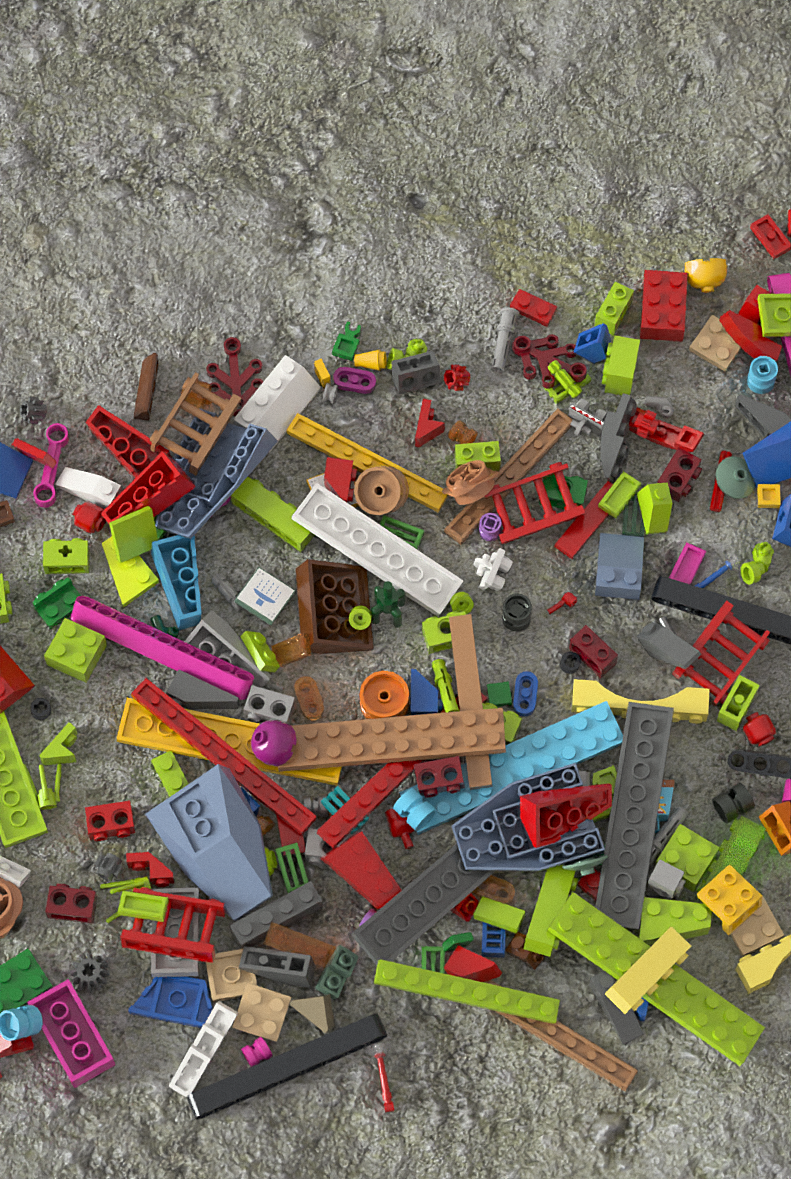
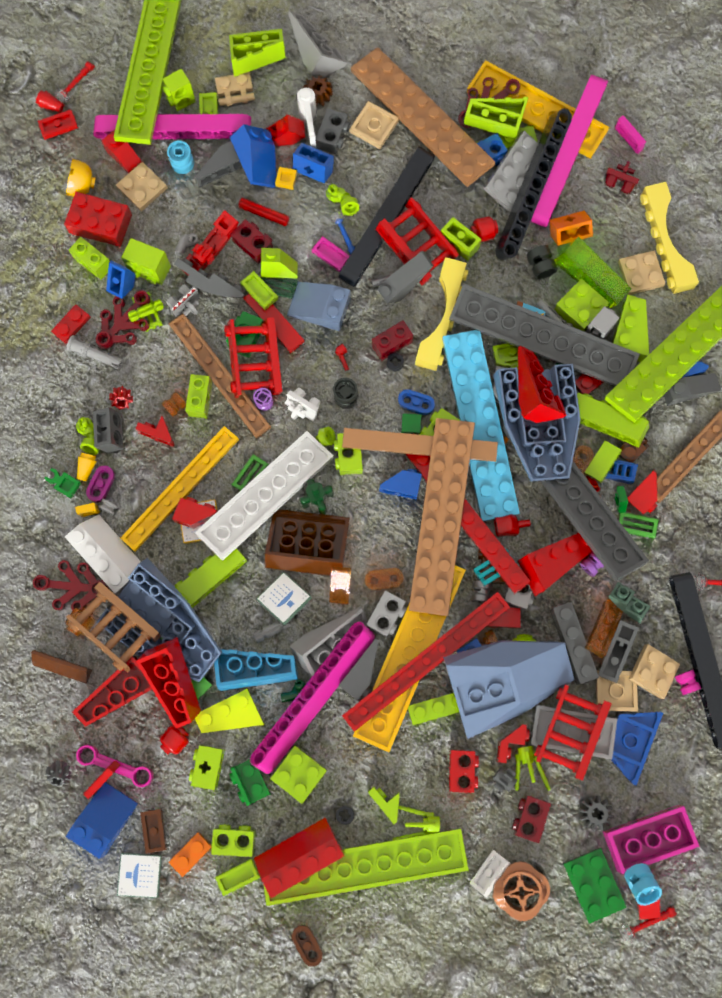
camera: 75 degrees left, 10 degrees up
(89, 486) = (145, 734): white slope -> none
(133, 534) = (205, 701): lime tile -> none
(143, 906) = (554, 755): lime tile -> none
(203, 1049) = (679, 726): white slope -> none
(260, 651) = (334, 612): lime plate -> none
(273, 742) = (426, 614): magenta cylinder -> none
(283, 870) = (517, 623): bright green tile -> none
(317, 1010) = (659, 627): dark tan slope -> none
(360, 617) = (324, 520): lime tile -> none
(379, 479) = (223, 477): medium nougat wheel -> none
(384, 696) = (400, 504): orange wheel -> none
(416, 811) = (504, 510): medium azure wheel -> none
(438, 770) = (477, 482): dark red brick -> none
(443, 682) = (401, 464): lime pin -> none
(466, 991) = (672, 500): lime plate -> none
(470, 482) = (224, 404): nougat piece -> none
(585, 866) = (582, 380): sand green dish -> none
(648, 969) = (683, 350): light yellow brick -> none
(730, 482) = (264, 199): sand green dish -> none
(730, 898) = (627, 278): yellow bracket -> none
(749, 336) = (146, 157): red slope -> none

